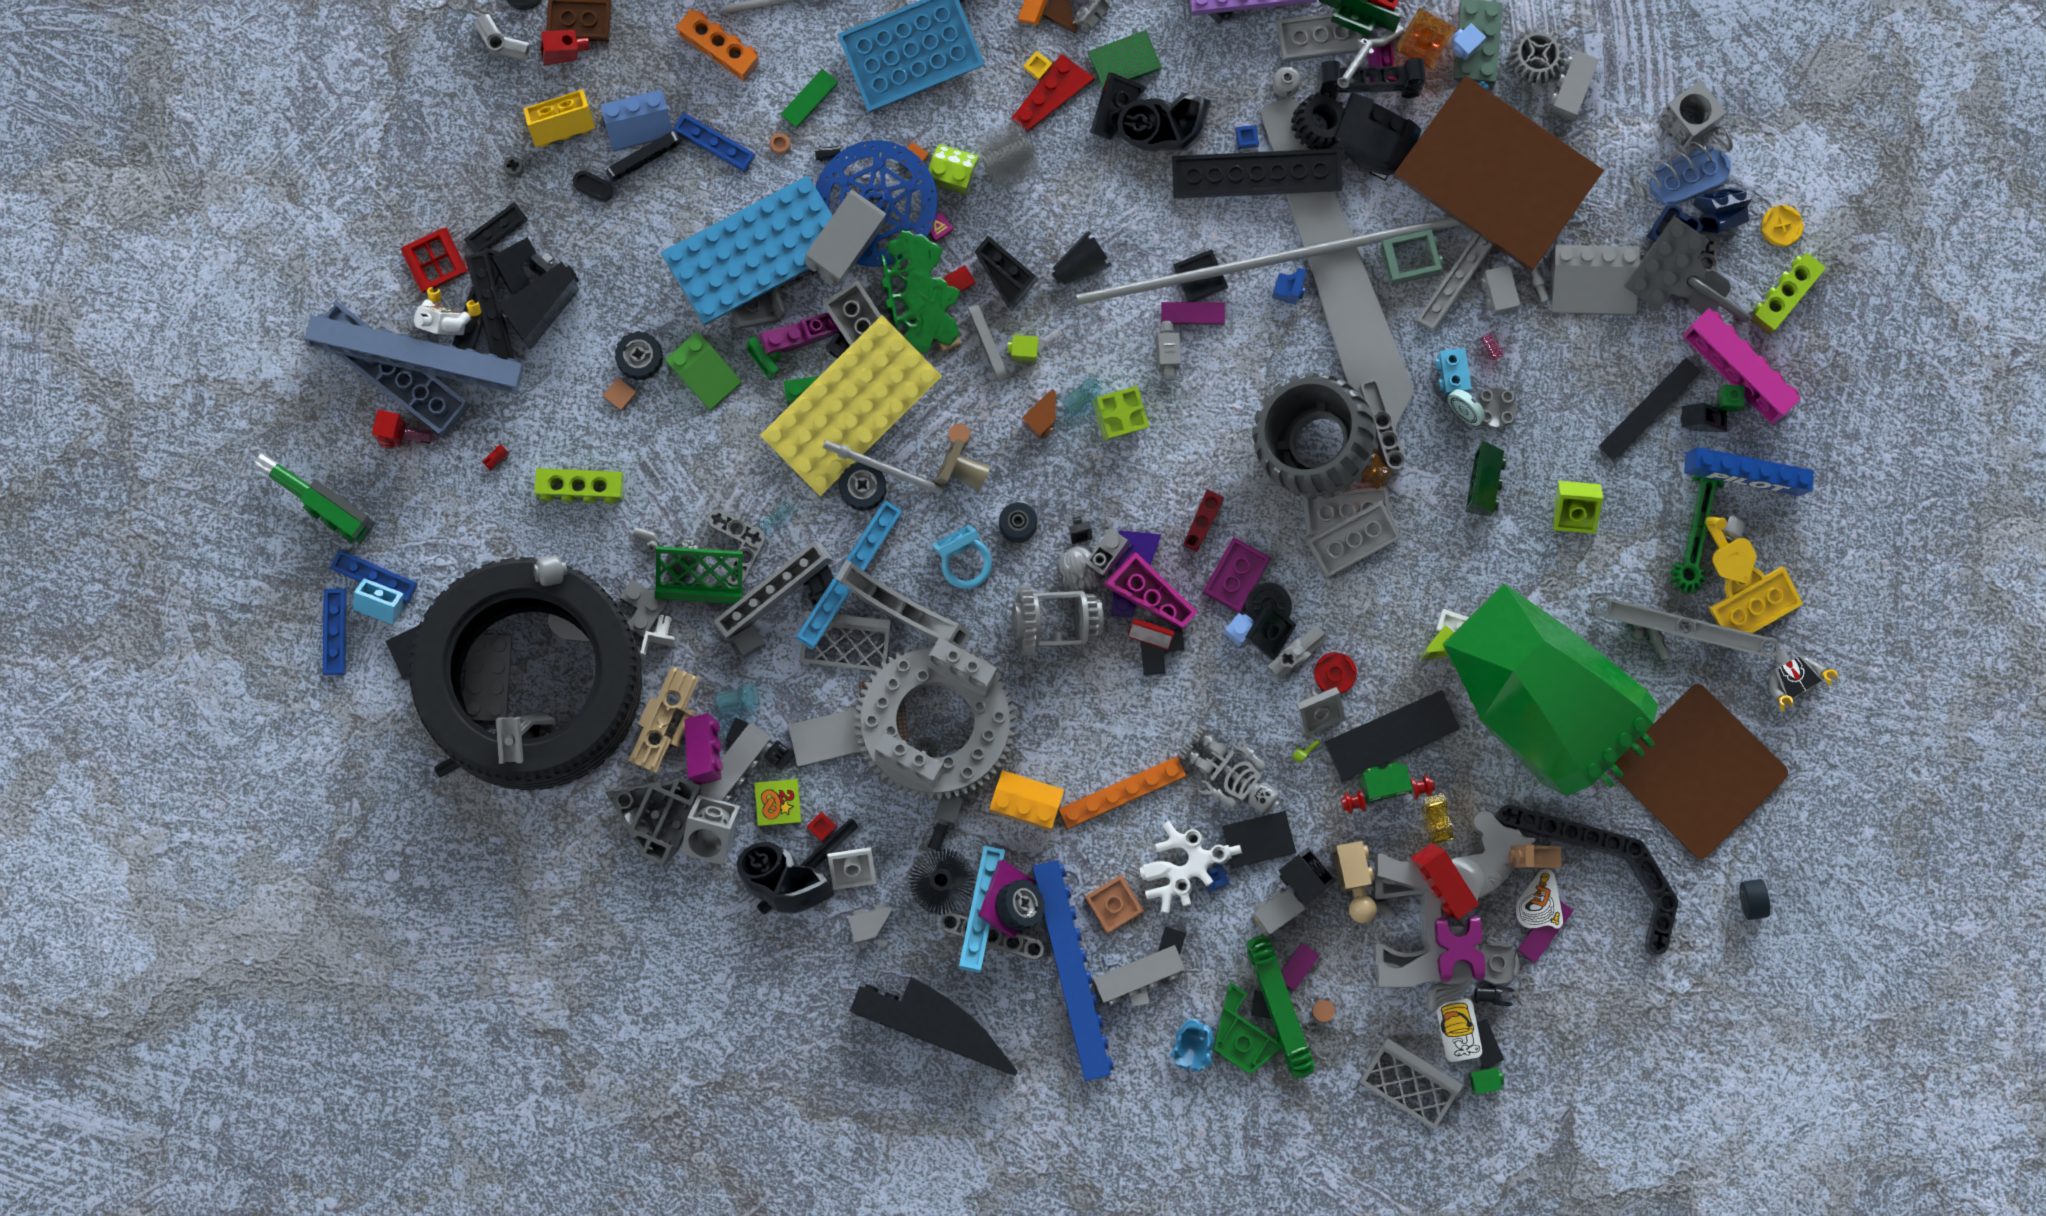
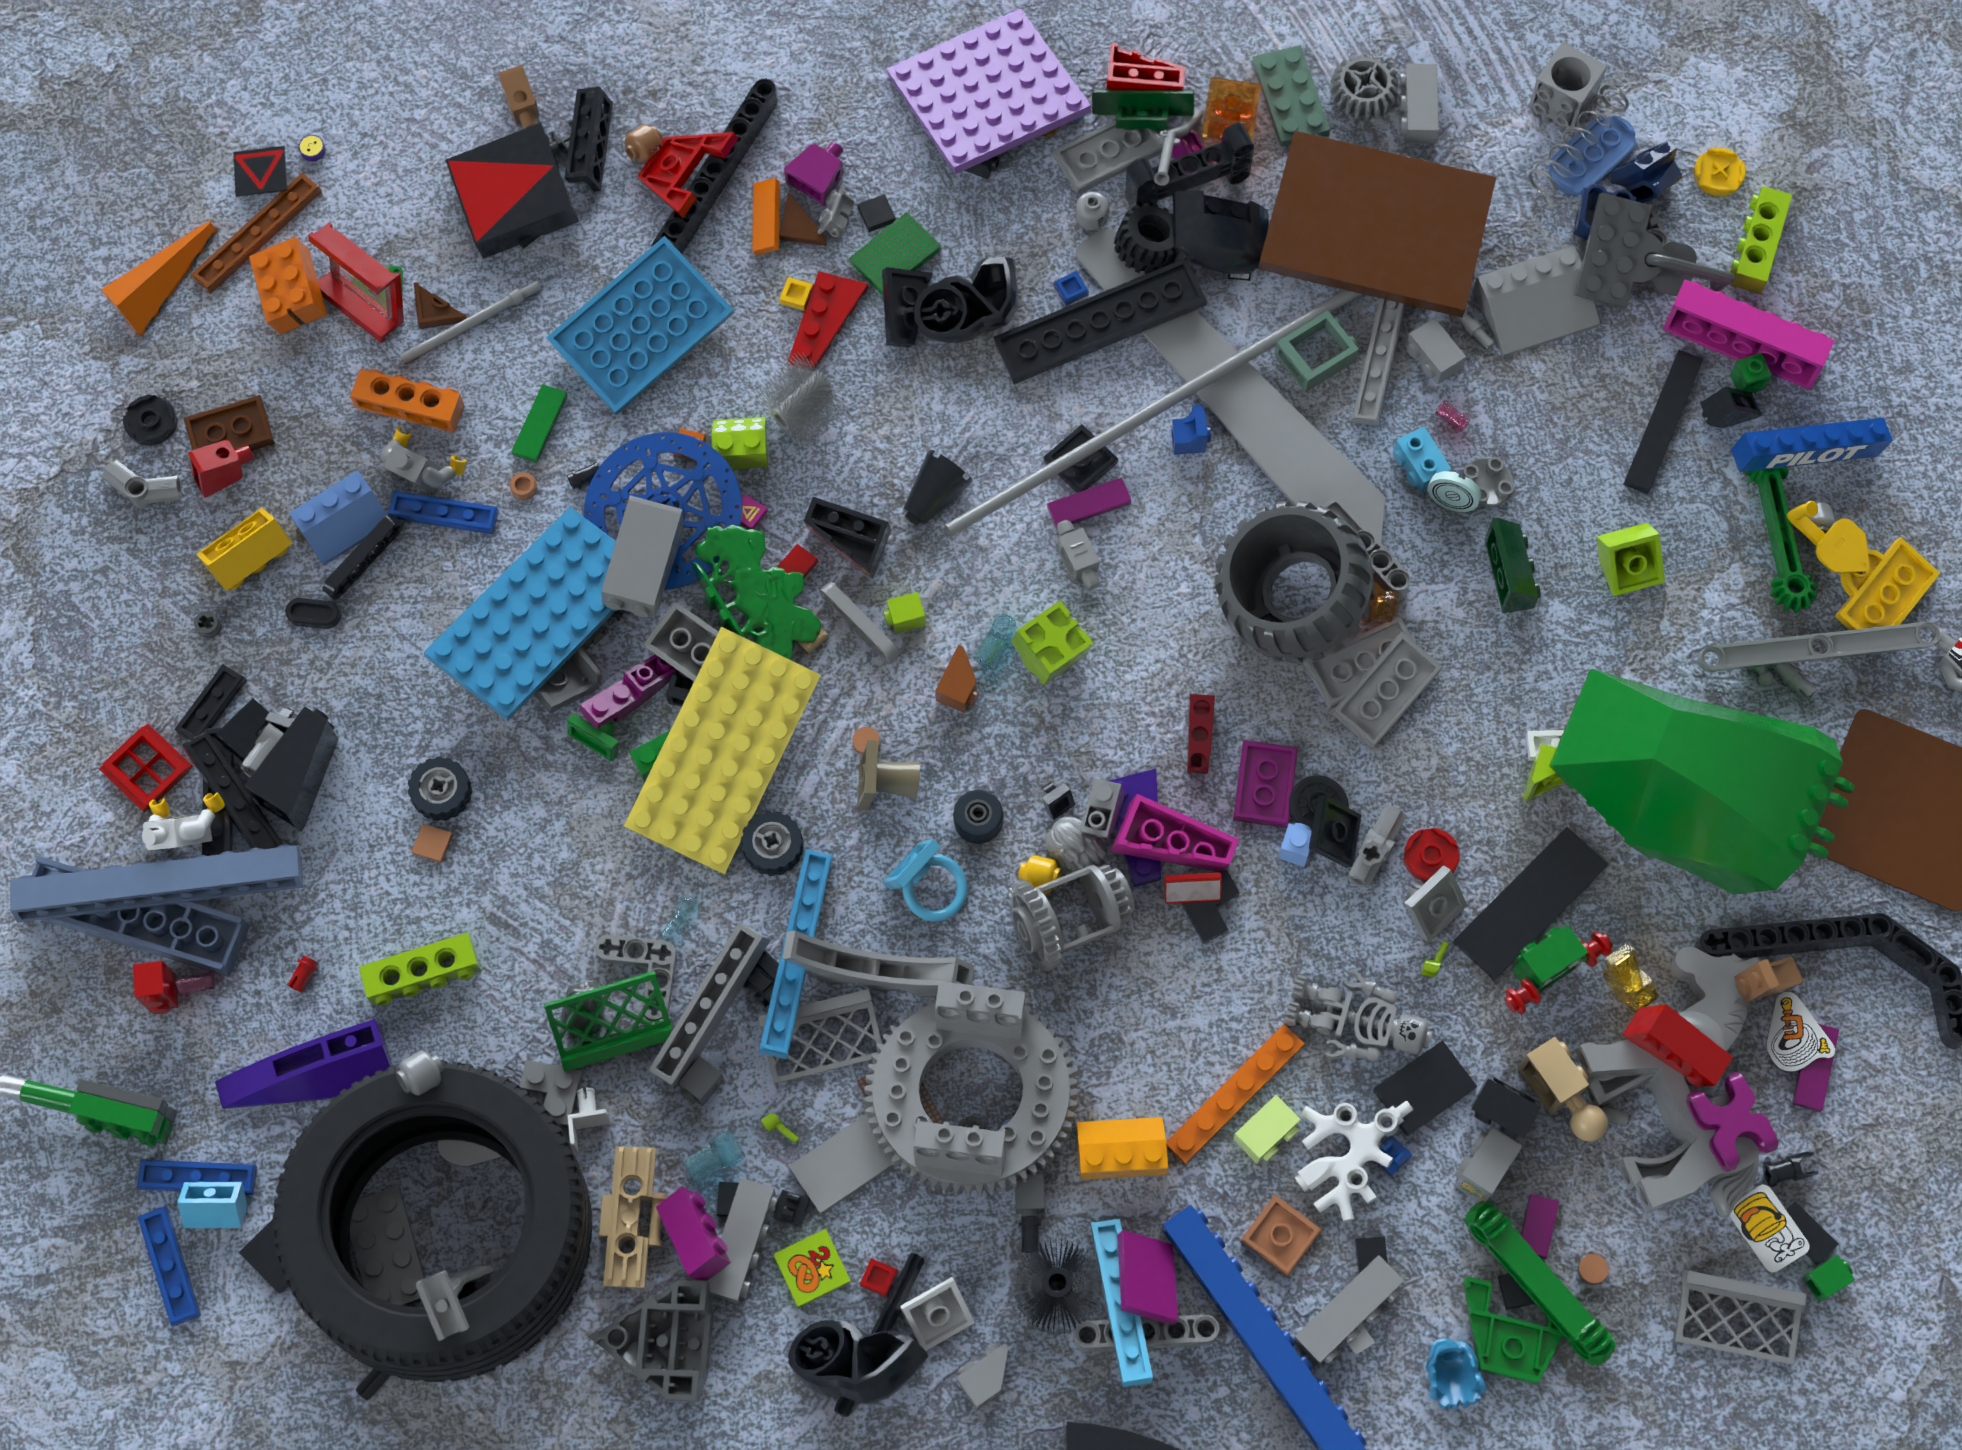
camera: 15 degrees left, 10 degrees down
(479, 531) = (309, 1070): none -> dark purple wedge
(524, 278) = (263, 746): none -> light grey piece
(649, 538) = (530, 1001): light grey arm -> none
(703, 370) = (525, 777): bright green slope -> none
(704, 102) = (415, 467): none -> light grey torso
(714, 816) = (740, 1311): light grey brick -> none
(787, 688) = (772, 1121): none -> lime hand
(844, 452) = (735, 807): light grey bar -> none
(1010, 901) = (1167, 1277): black wheel -> none
(1045, 580) = (1039, 871): none -> yellow head
(1123, 21) = (876, 213): none -> black piece
(1134, 827) = (1267, 1129): none -> yellowish green brick
(1467, 41) = (1281, 95): light blue brick -> none
(1500, 963) = (1787, 1125): light grey tile -> none

